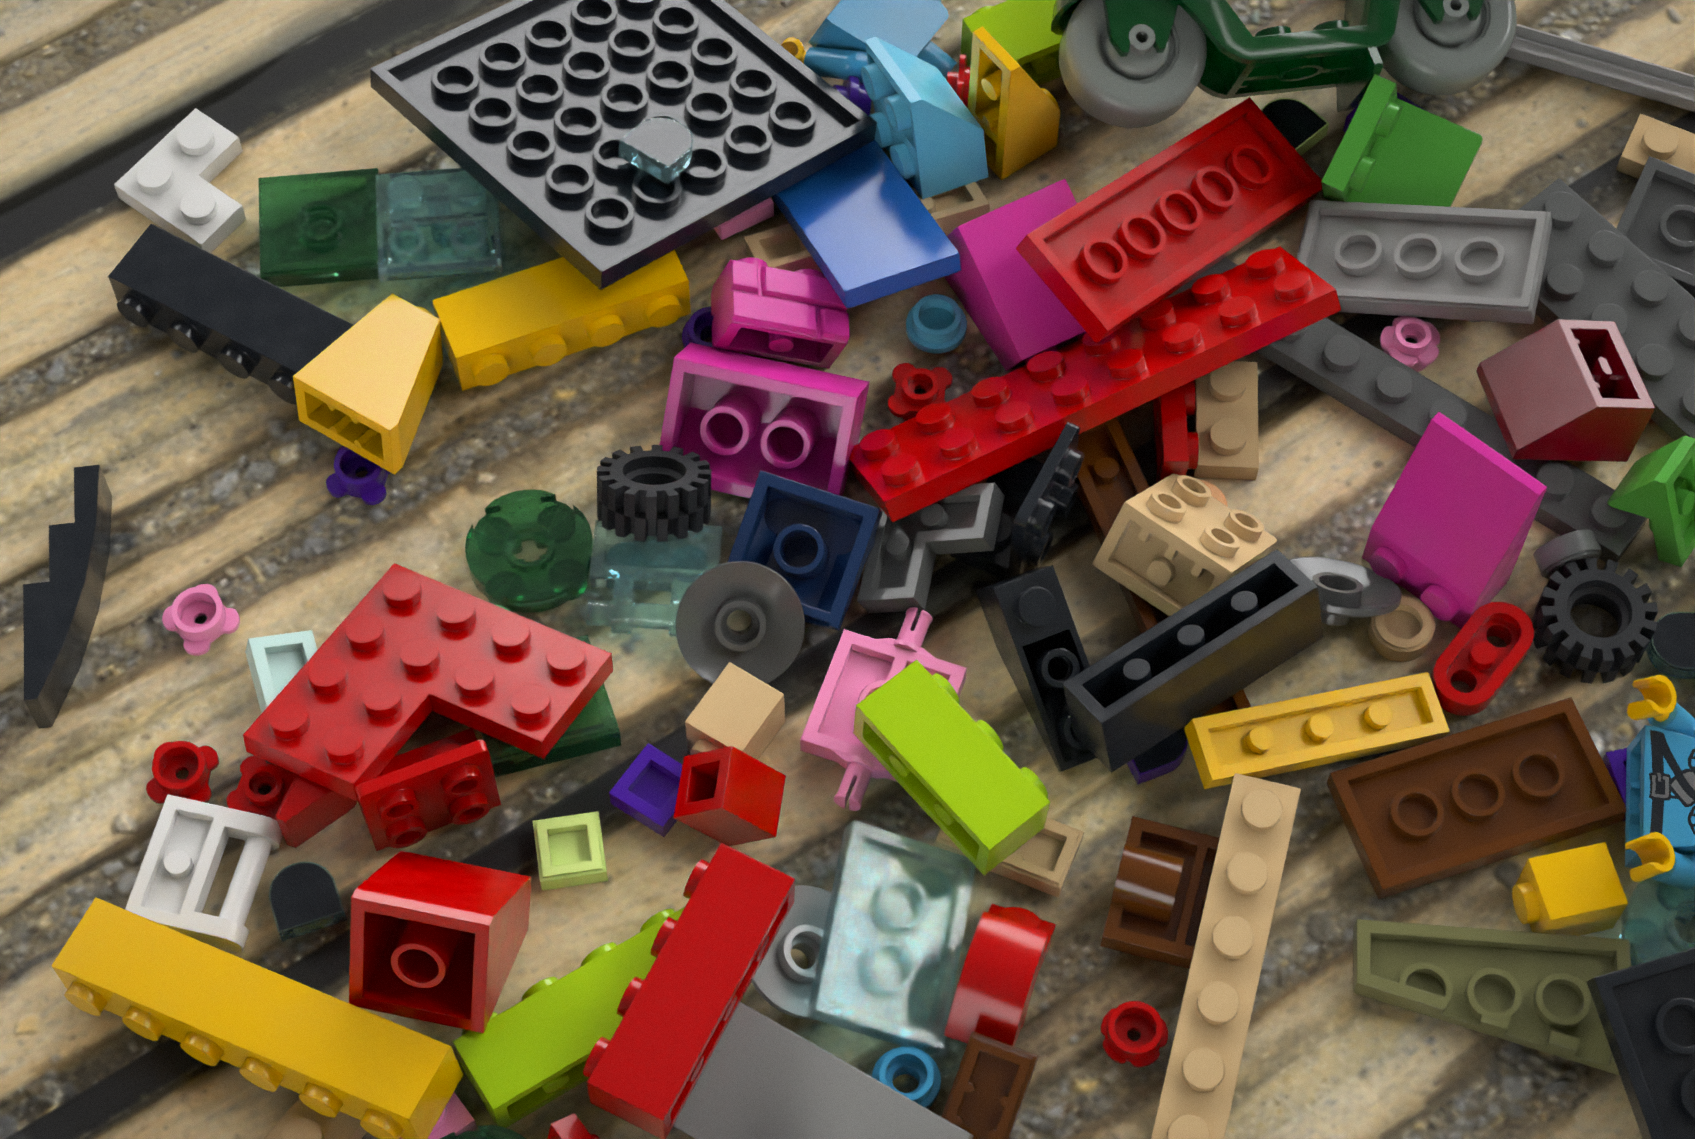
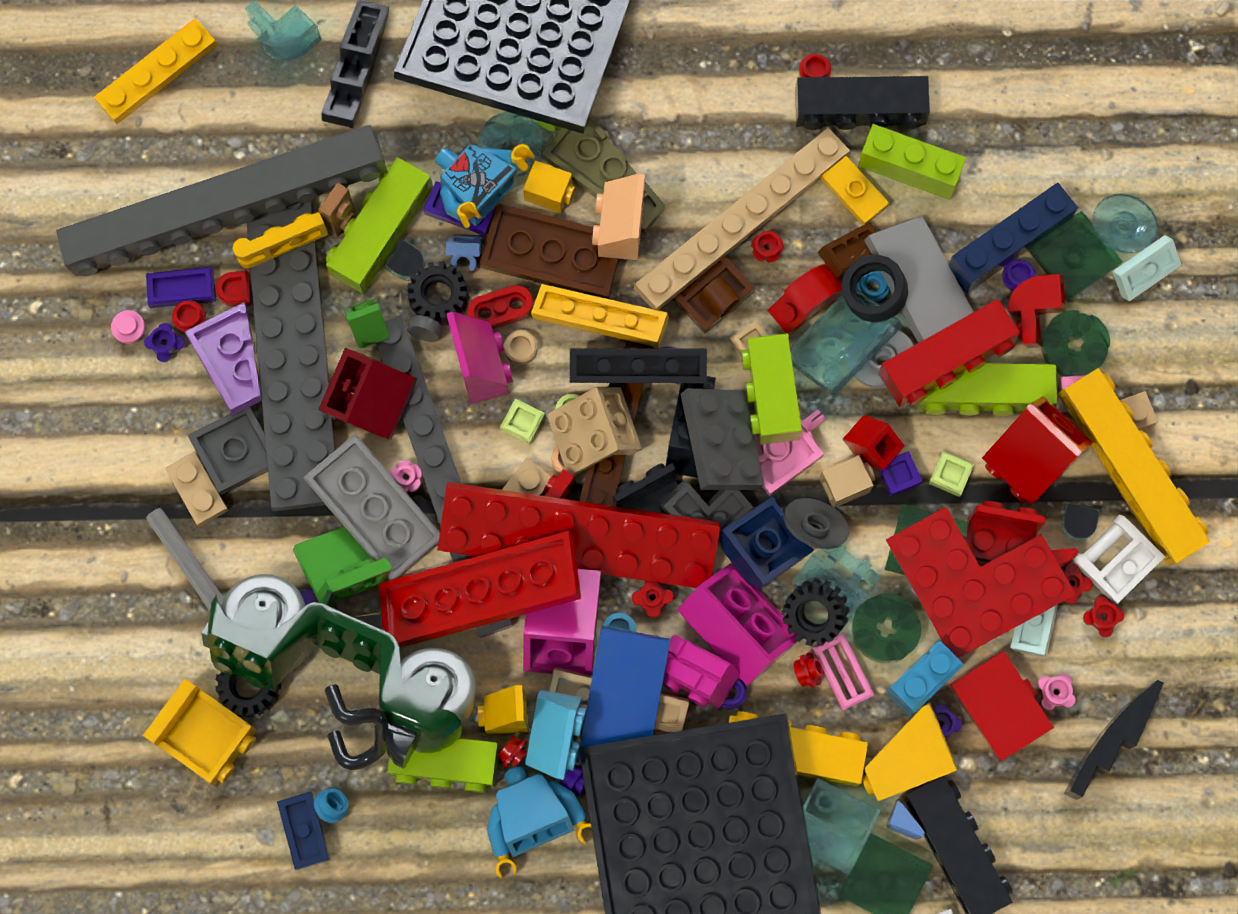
camera: 145 degrees left, 15 degrees up
(276, 546) = (1002, 706): none -> red container
(335, 295) = (903, 822): none -> medium blue slope
(423, 503) = (924, 678): none -> dark azure brick
(541, 477) = (855, 698): none -> bright pink tile
(612, 420) = (808, 670): none -> red plate
(658, 147) = (707, 780): tile -> none
(920, 991) = (864, 266): none -> black tyre
(977, 630) = (722, 439): none -> dark grey plate
(1307, 523) = (522, 421): none -> yellowish green tile
(1348, 589) = (530, 380): dark grey dish -> none
(1404, 881) = (620, 218): none -> light nougat slope
(1606, 711) = (464, 246): none -> medium blue tile

